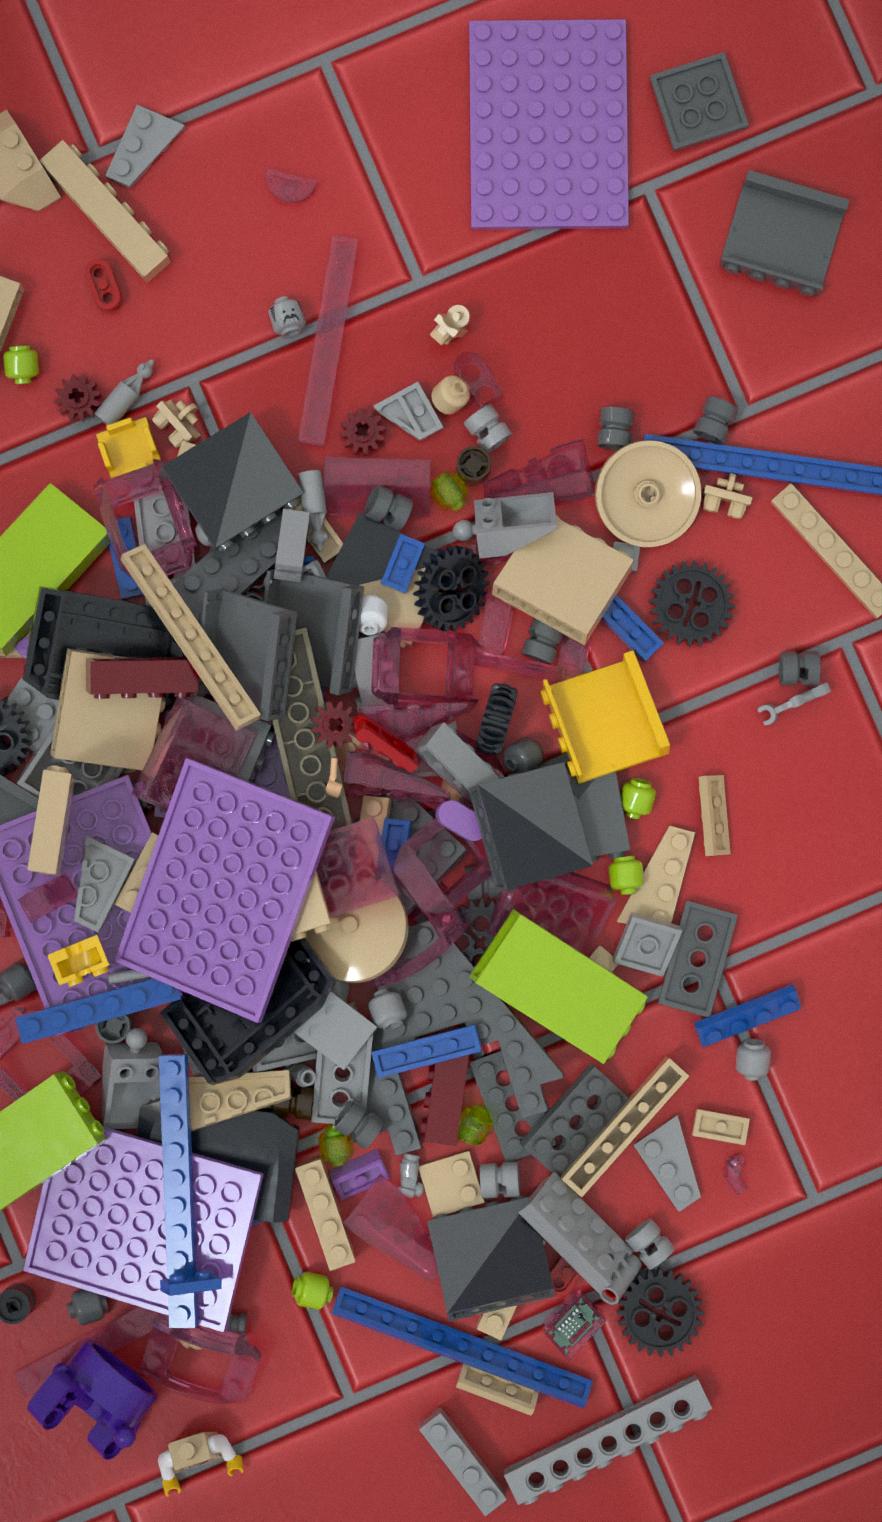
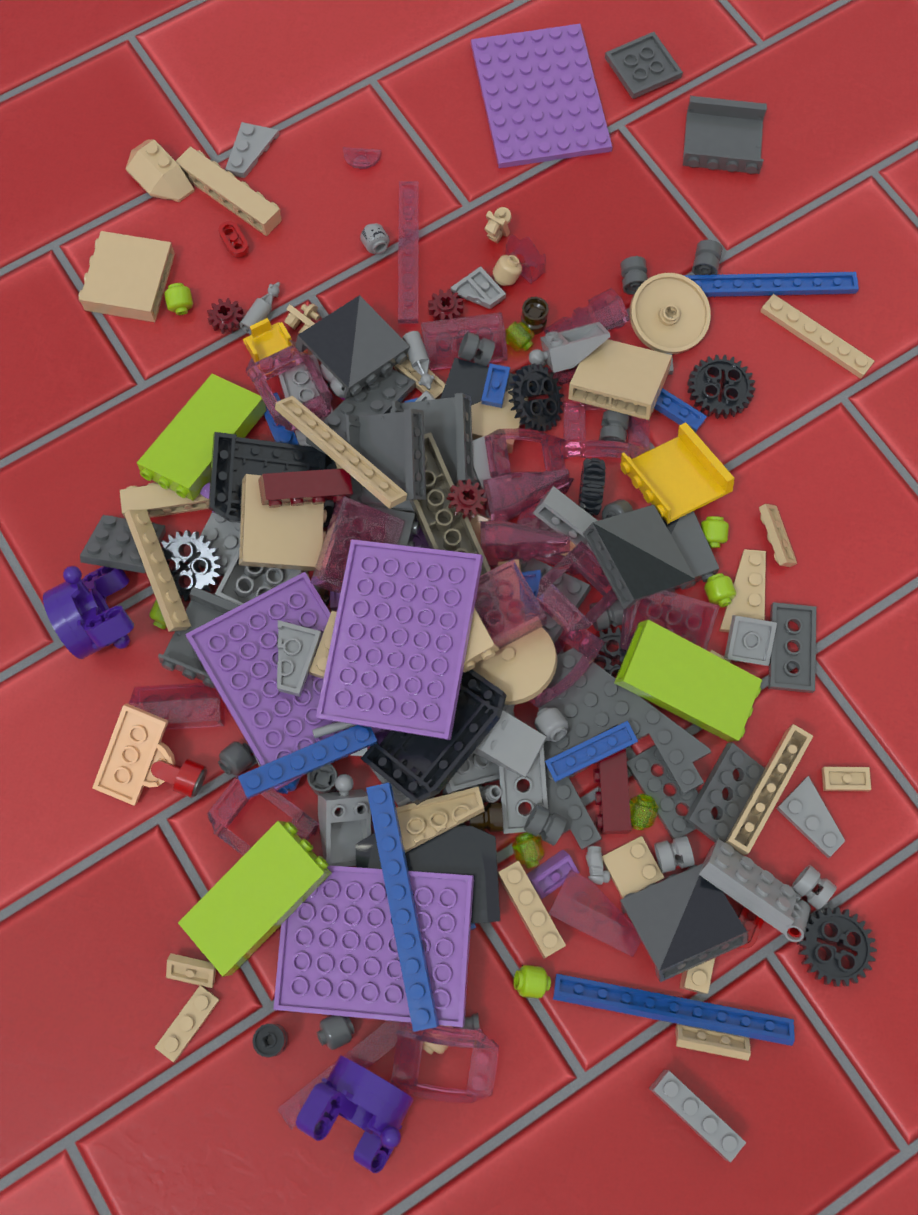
camera: 10 degrees left, 15 degrees down
(48, 898) = (251, 674): clear pink slope -> none
(51, 821) = (247, 601): tan brick -> none
(78, 960) = (287, 720): yellow cylinder -> none
(182, 1284) = (436, 979): blue plate -> none
(195, 1452) = (453, 1152): torso -> none
(291, 545) = (407, 381): light grey piece -> none
(333, 788) = (473, 548): light nougat hand -> none
(373, 615) = (481, 422): white head -> none
(385, 742) = (509, 505): red plate -> none
(458, 820) = (580, 559): medium lavender tile -> none
(487, 428) = (536, 286): light grey wheel -> none
(573, 1323) = (766, 968): slope -> none
(592, 1436) = (806, 1071): light grey brick -> none
(732, 1173) = (865, 816): clear pink arm -> none
(737, 501) = (728, 307): tan hips -> none
(747, 1015) = (844, 685): blue plate -> none
(753, 1059) = (859, 718): light grey head -> none
(790, 669) = (816, 417): dark grey wheel -> none
(794, 702) = (818, 441): light grey piece -> none

